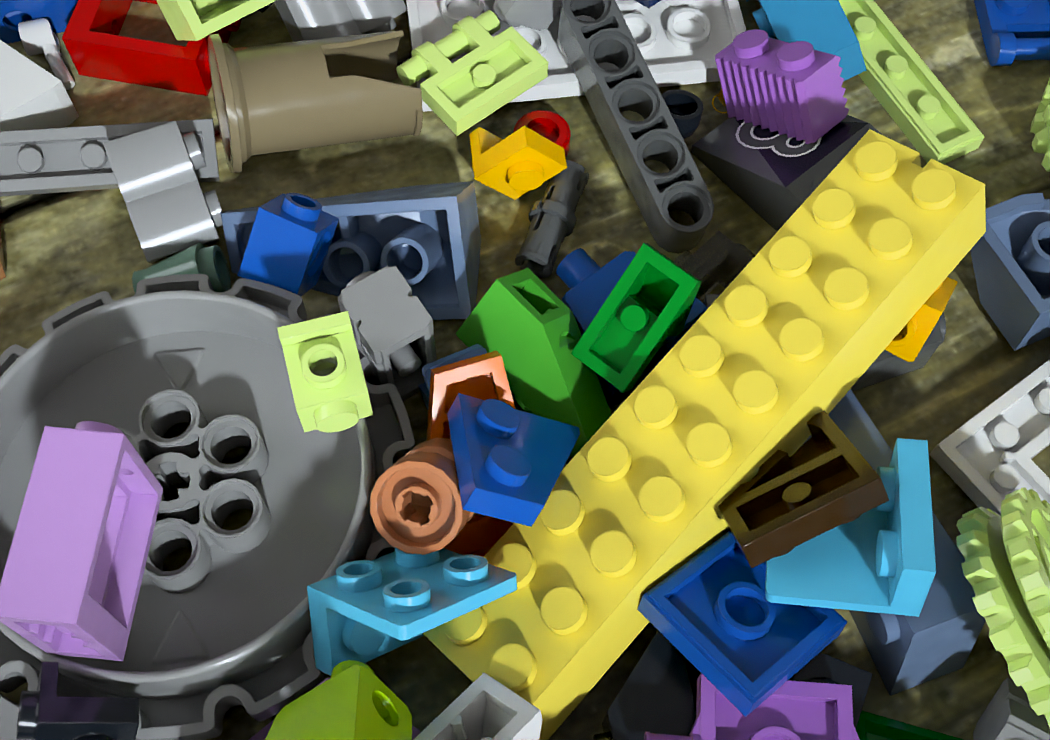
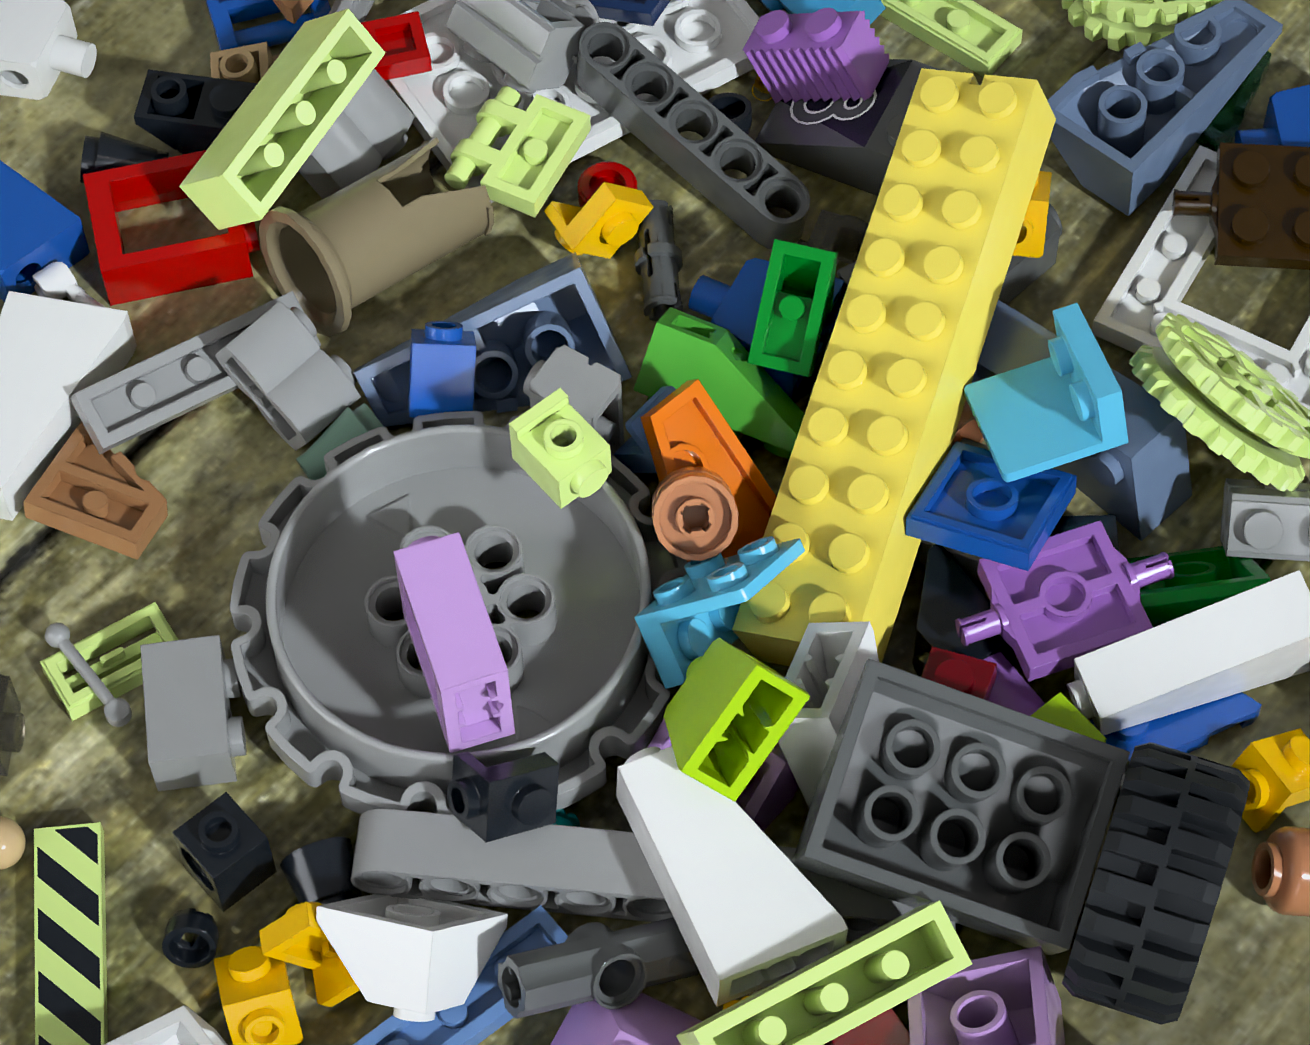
camera: 20 degrees left, 5 degrees down
(506, 457) = (744, 455): blue wing -> none
(802, 494) = (998, 388): dark brown wing -> none

